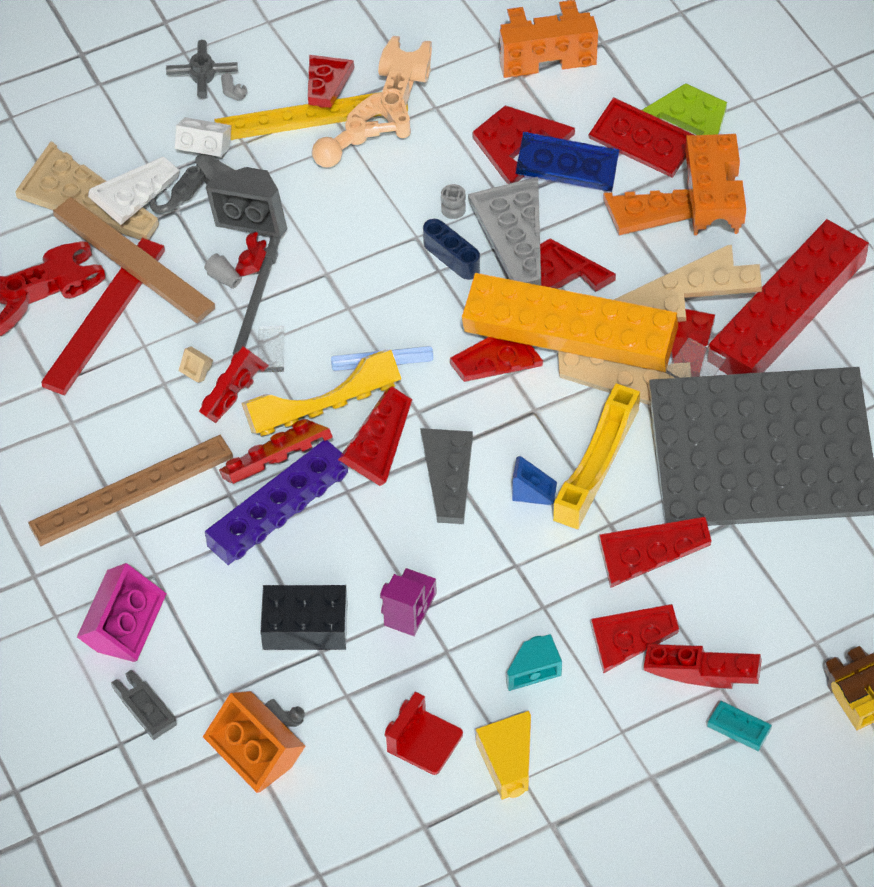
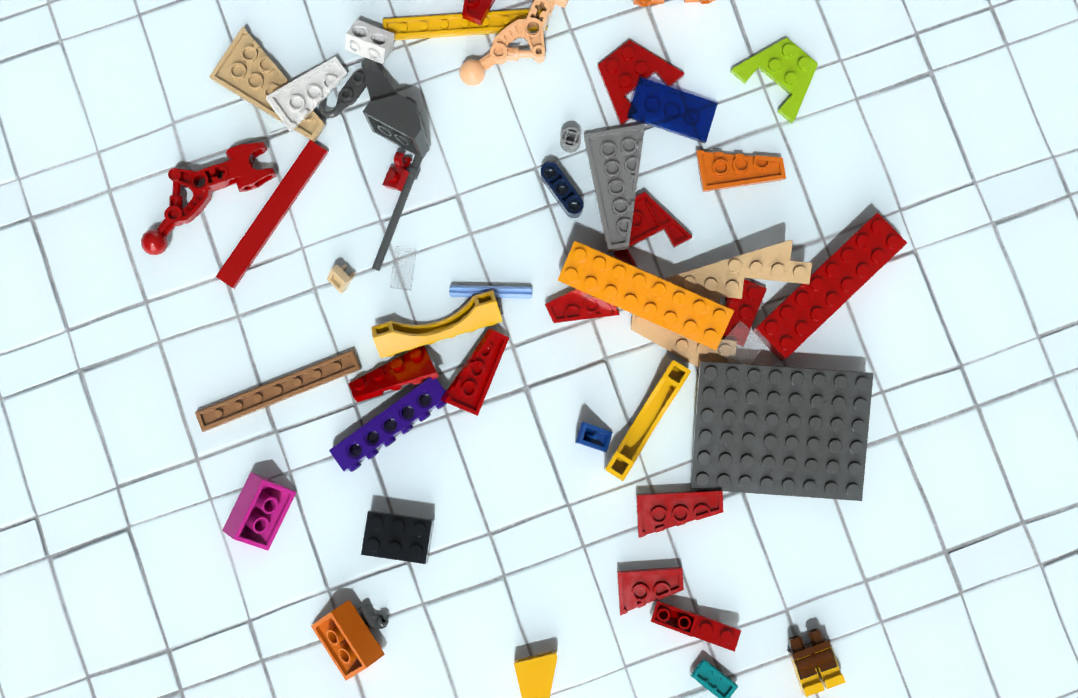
camera: 10 degrees right, 30 degrees up
(134, 260) = (299, 164): medium nougat tile -> none
(145, 706) = (269, 595): dark grey hinge -> none
(221, 270) = (372, 185): light grey cone -> none
(236, 377) = (361, 310): red wing -> none
(407, 600) = (480, 534): magenta brick -> none
(421, 736) = (475, 656): red bracket -> none
(448, 471) = (529, 404): dark grey wing -> none
(534, 663) = (568, 602): teal slope -> none
(641, 137) = (740, 92): red tile -> none
(711, 180) = (788, 144): orange piece -> none

